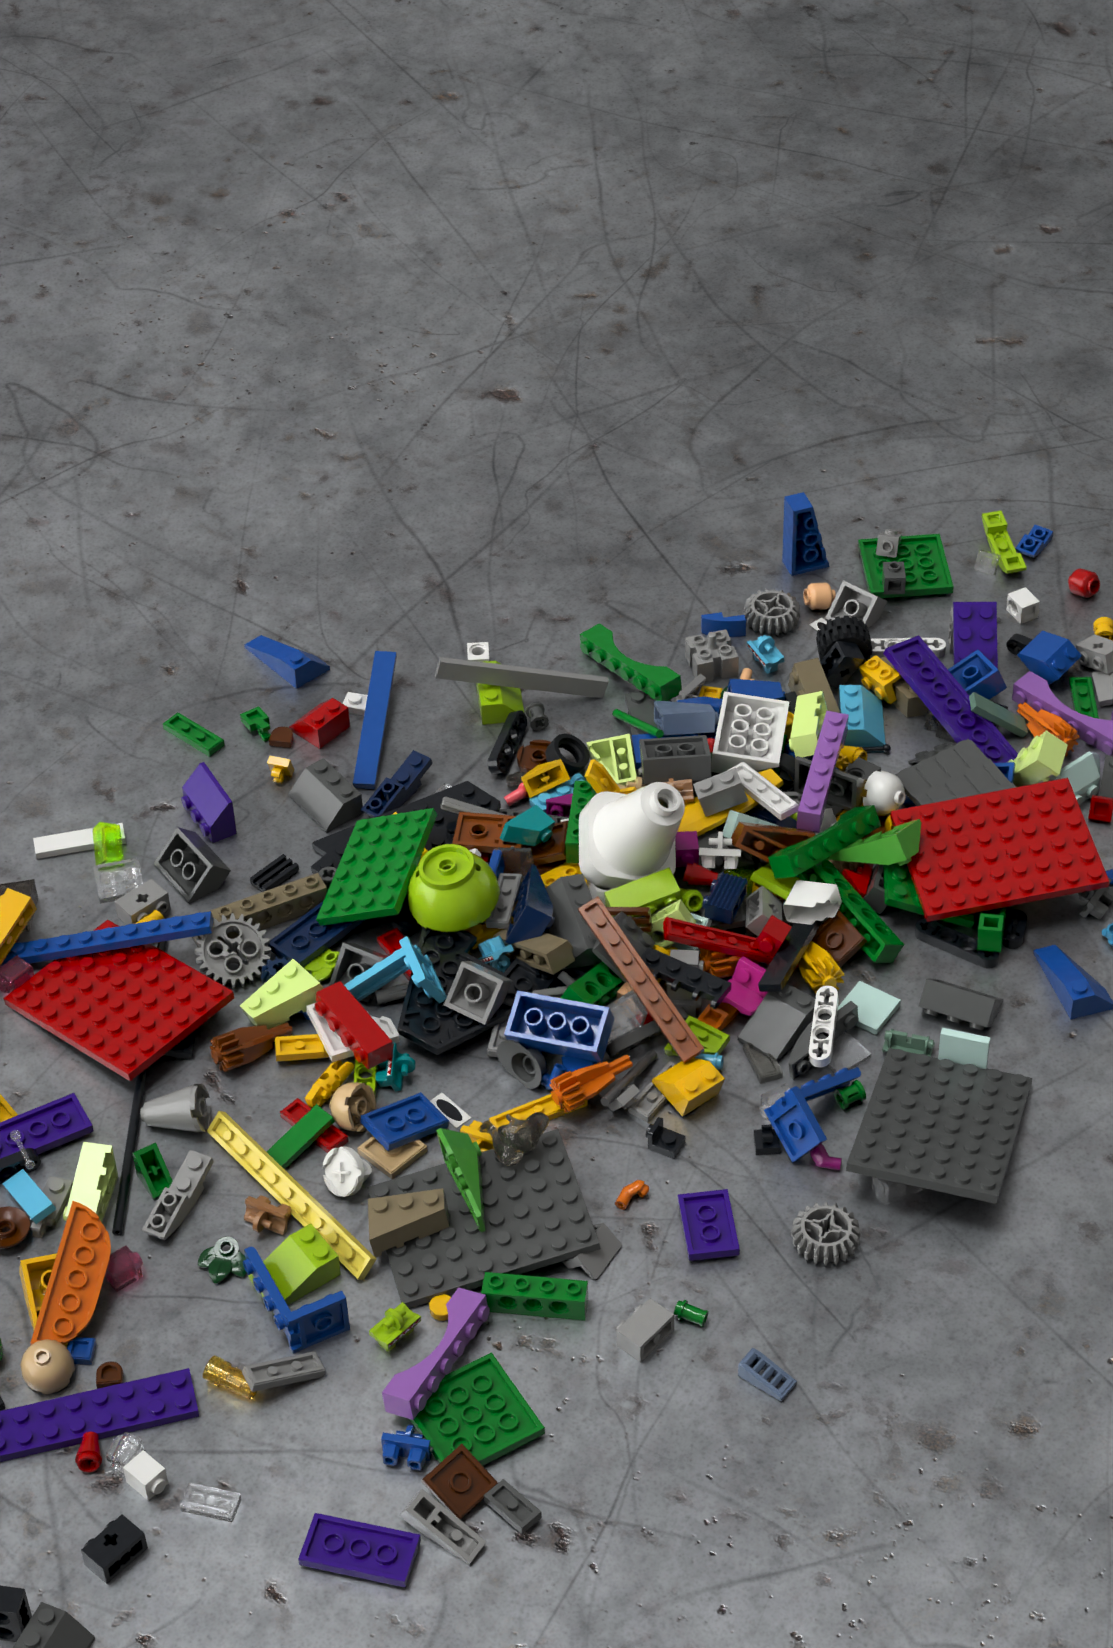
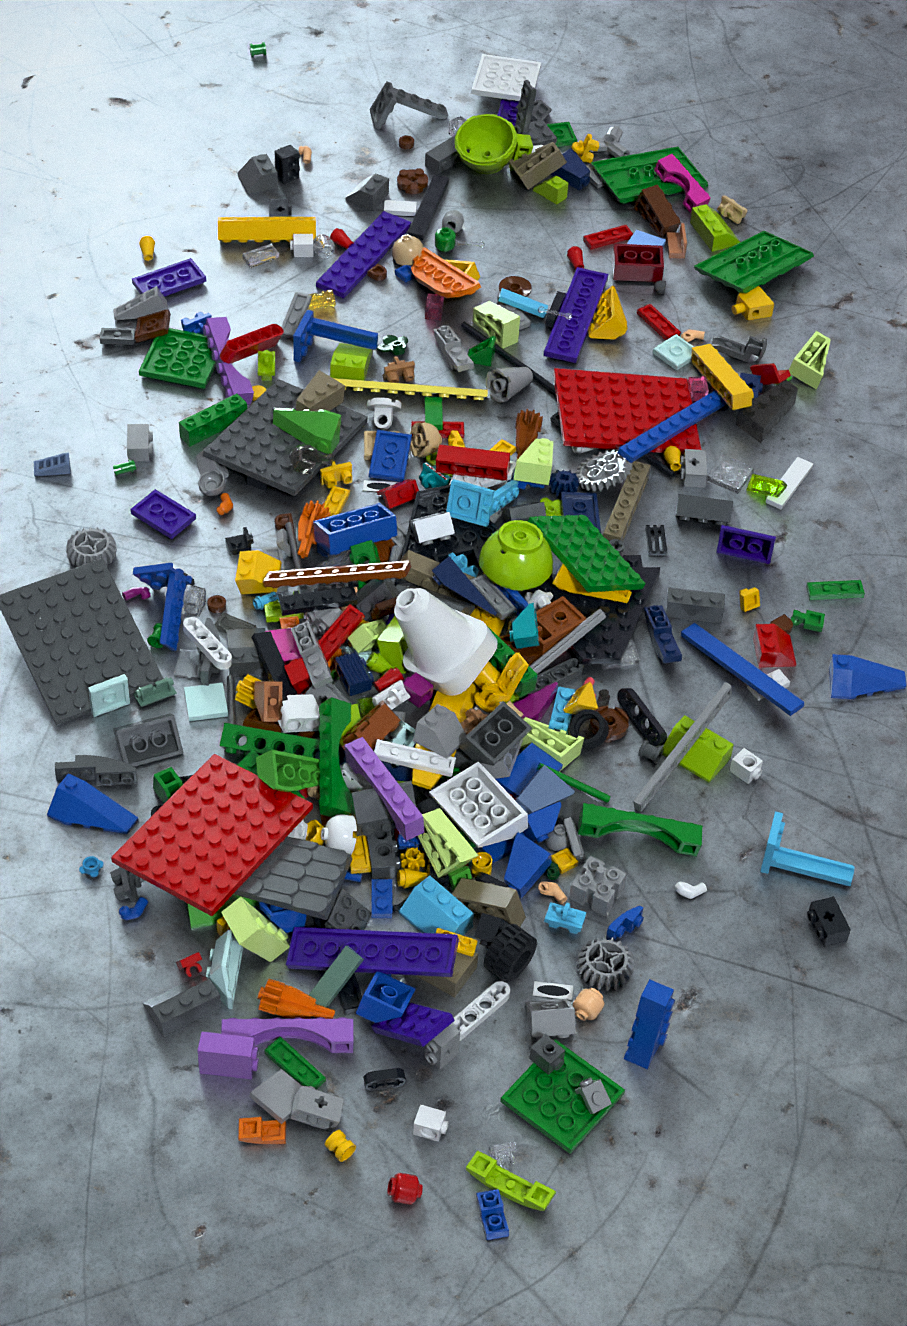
camera: 130 degrees right, 5 degrees up
(161, 1526) = (264, 228): none -> yellow brick
(326, 1628) = (147, 247): none -> yellow cone
(390, 1345) = (251, 343): none -> red beam
(444, 1083) = (399, 493): none -> red panel
(544, 582) = (802, 862): none -> medium azure bracket
(572, 536) = (828, 921): none -> black brick
(592, 1134) = (281, 520): none -> reddish brown tile
(622, 1216) = (212, 483): none -> light grey hair
(639, 616) = (690, 891): none -> white arm
(748, 928) = (312, 654): none -> light grey slope
(753, 1094) = (216, 604): none -> reddish brown tile
(824, 933) = (268, 700): none -> nougat slope
(860, 976) = (231, 699): none -> flat silver bar
(893, 758) = (381, 898): none -> blue plate
(1031, 1004) = (103, 769): none -> dark grey slope
(1049, 656) = (351, 1068): blue slope -> none

